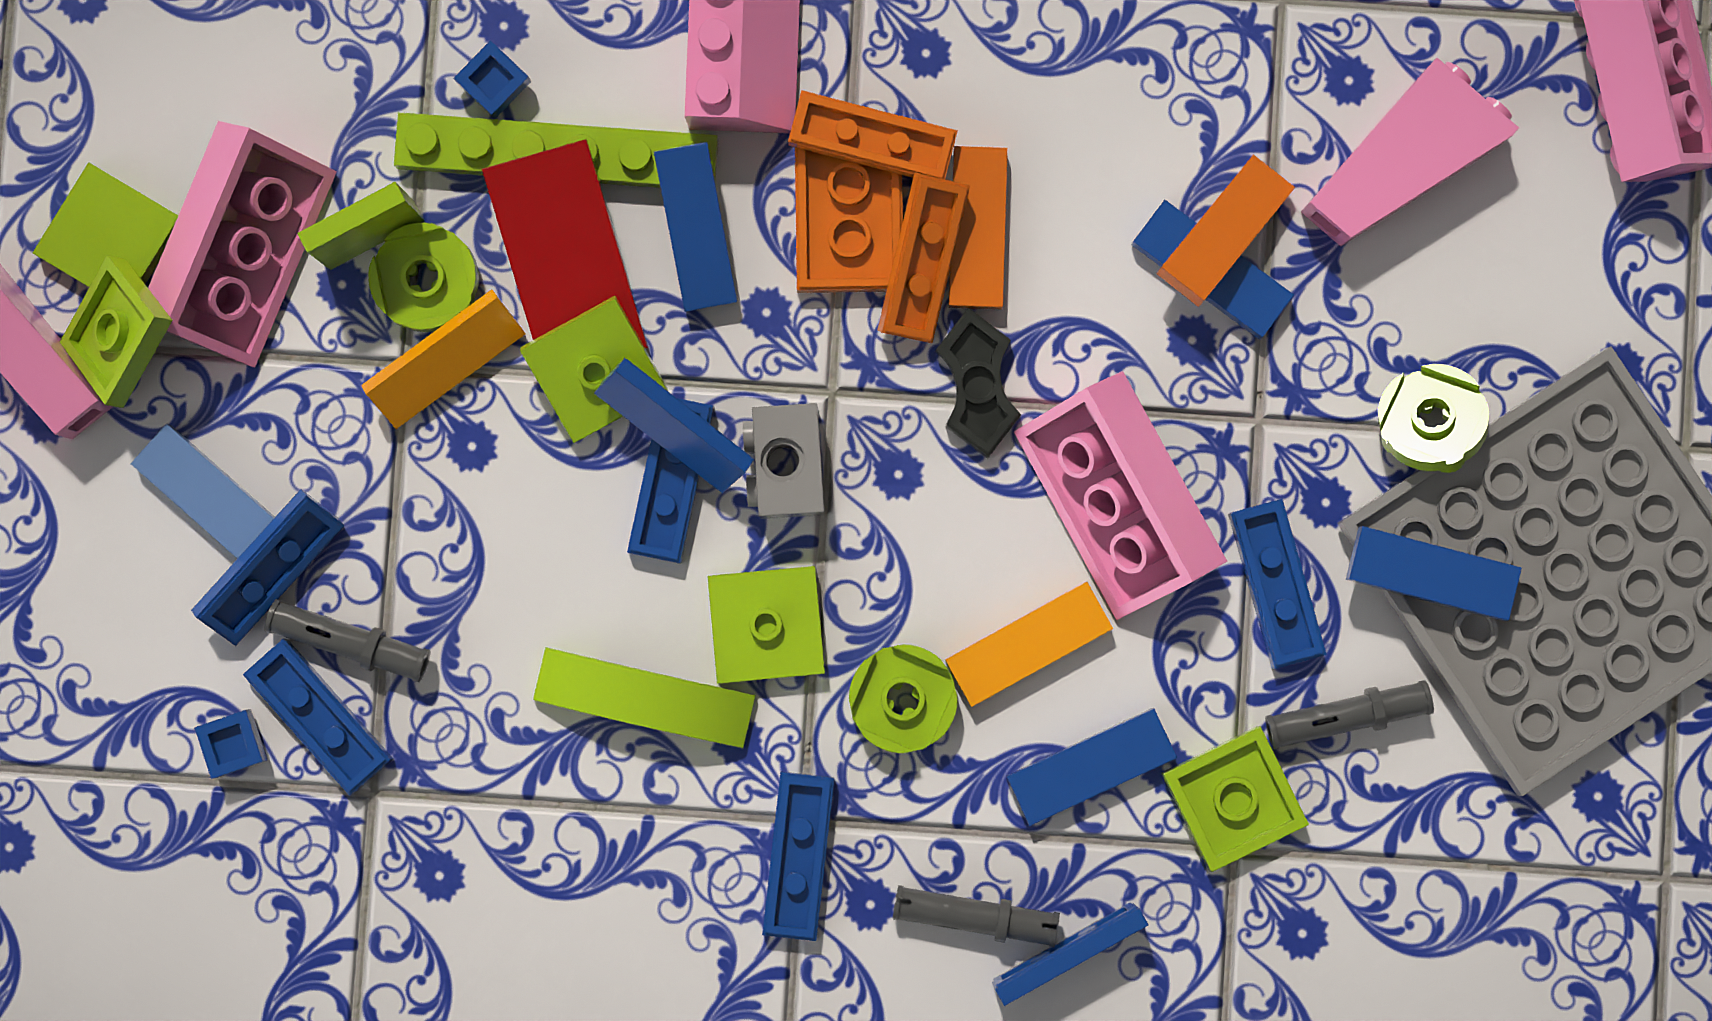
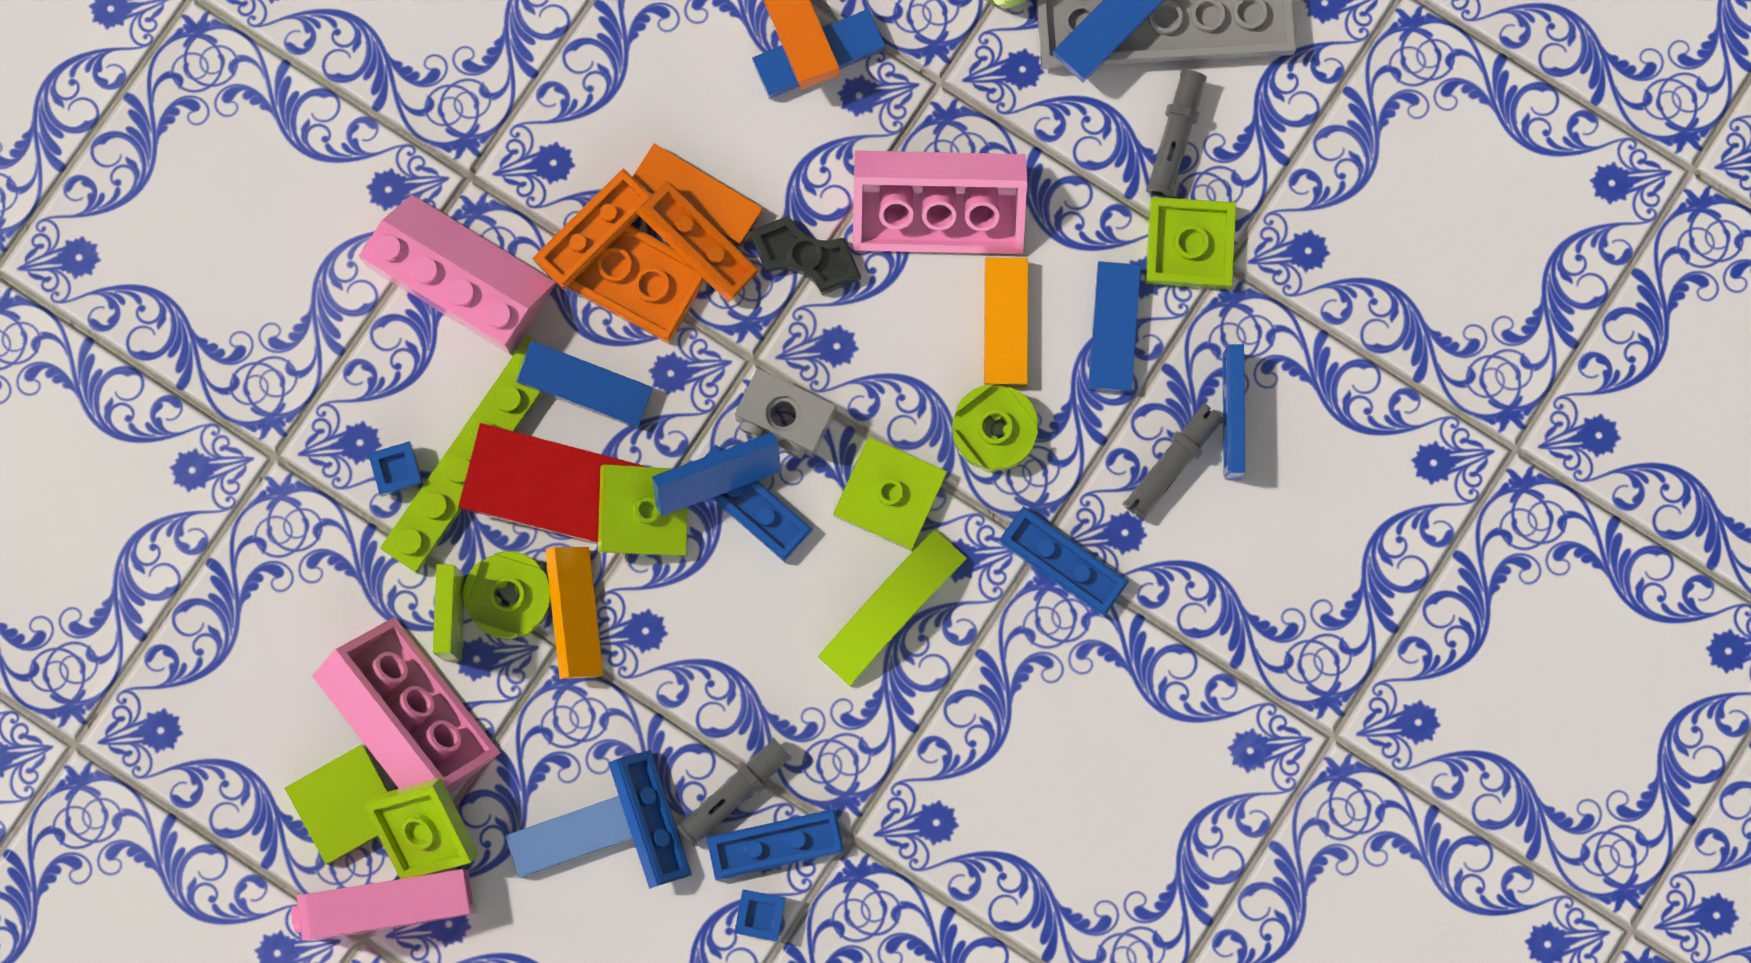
camera: 65 degrees left, 5 degrees down
(1277, 584) = (1059, 132): blue tile -> none

